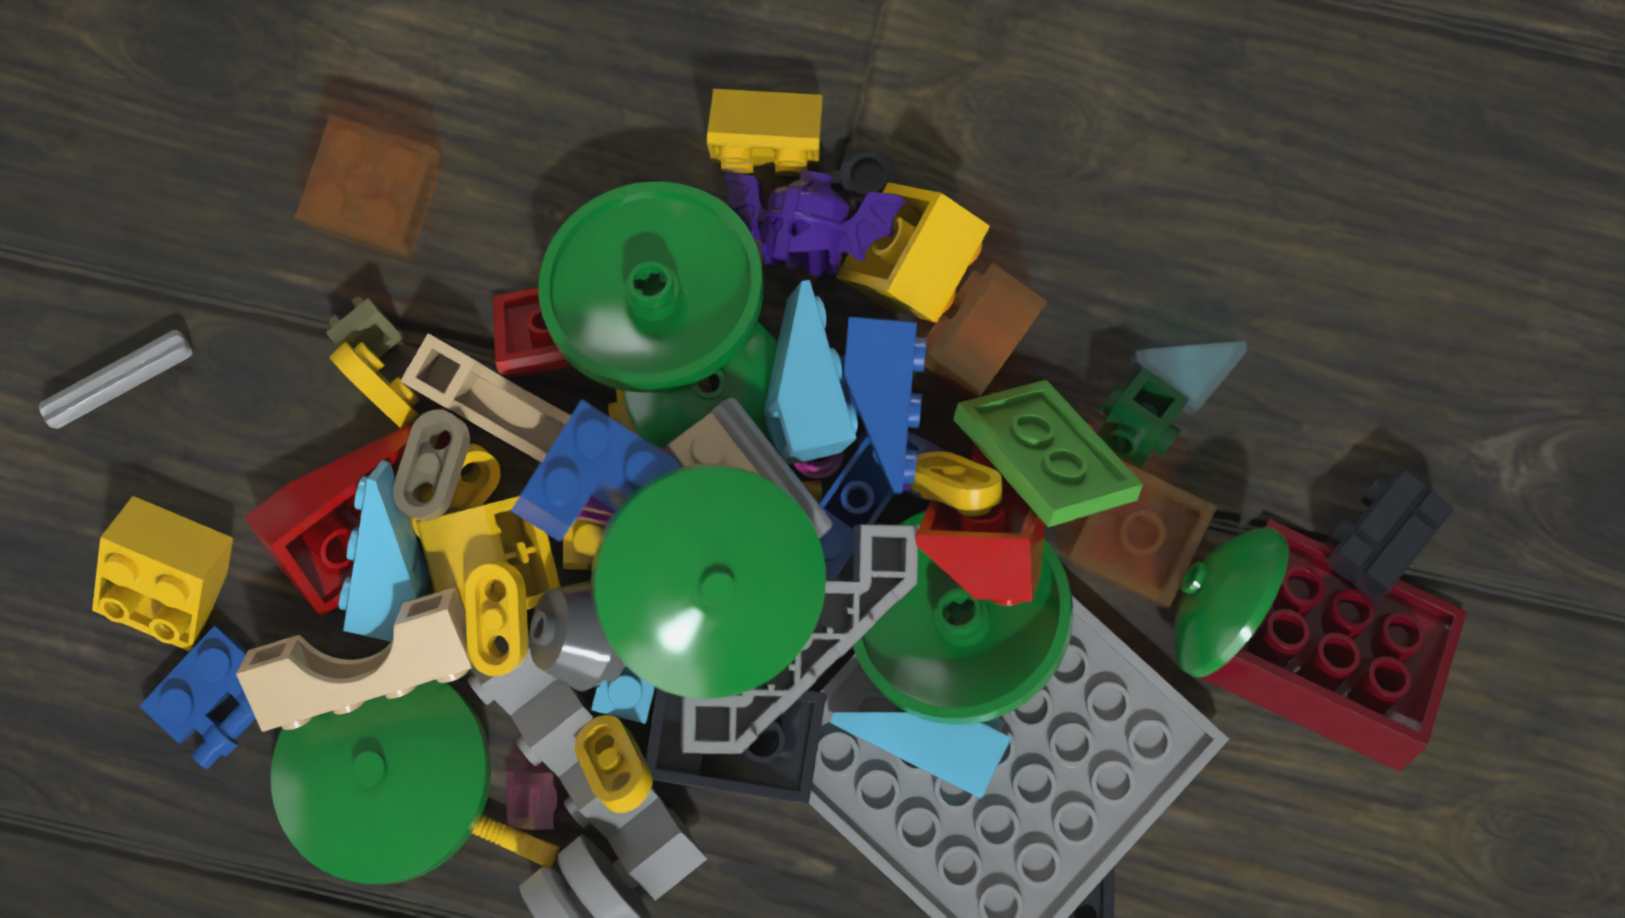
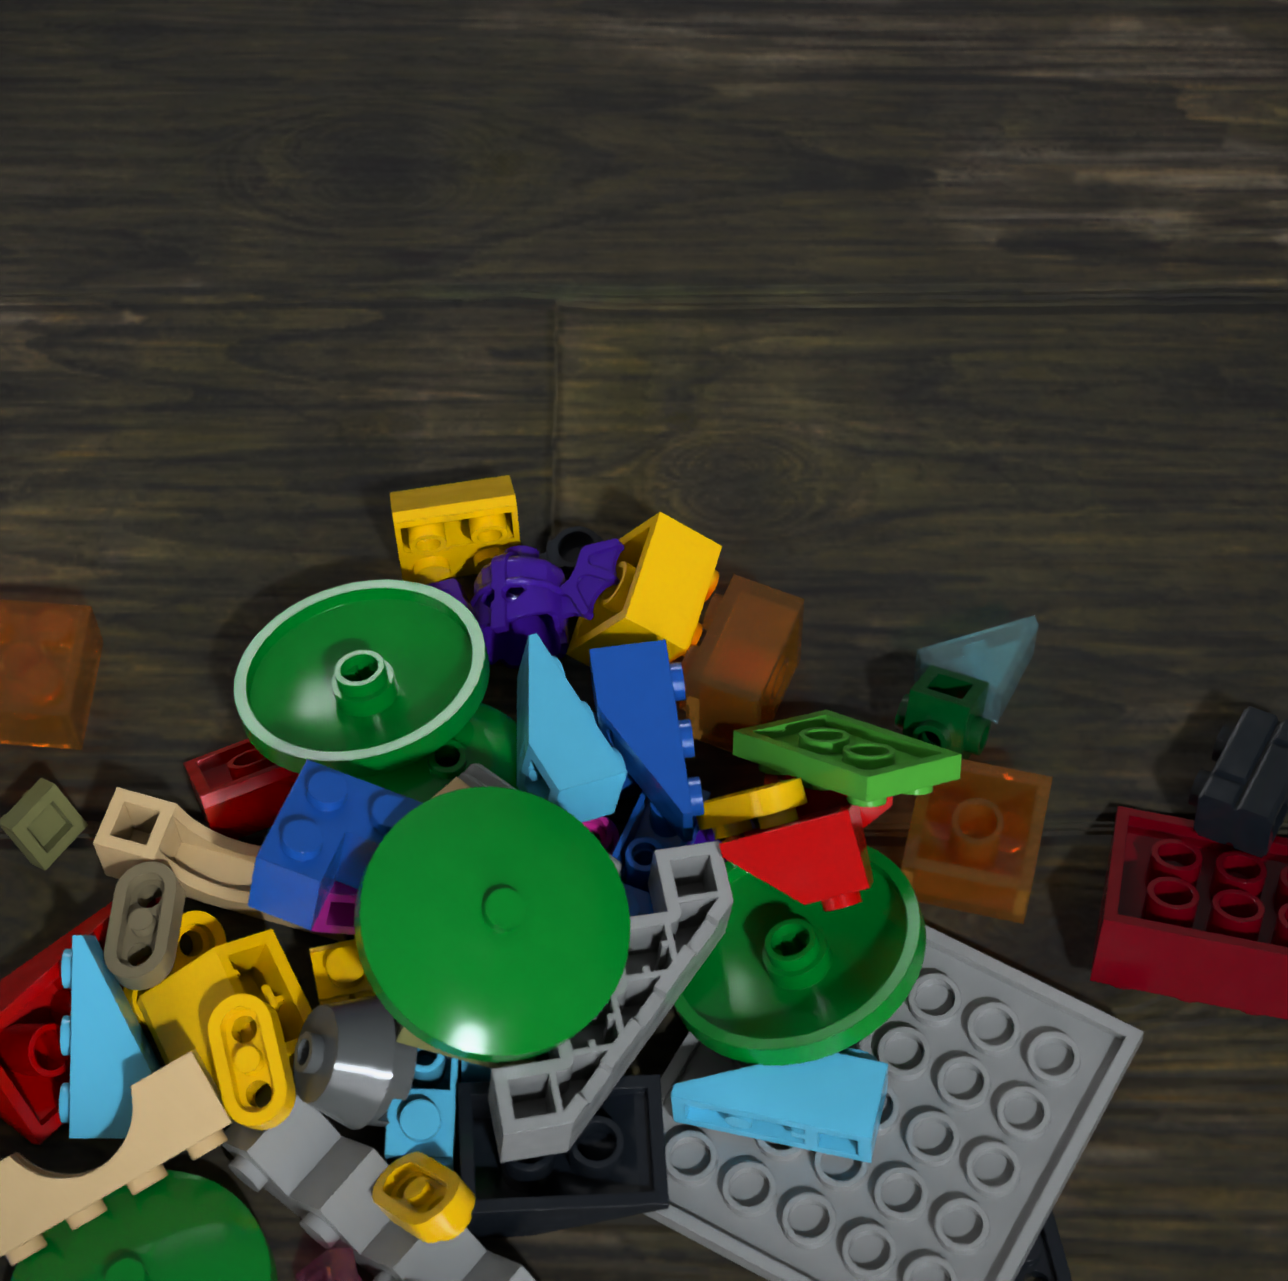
camera: 15 degrees left, 25 degrees down
(362, 369) = (46, 849): yellow plate -> none
(1227, 599) = (1088, 866): green dish -> none

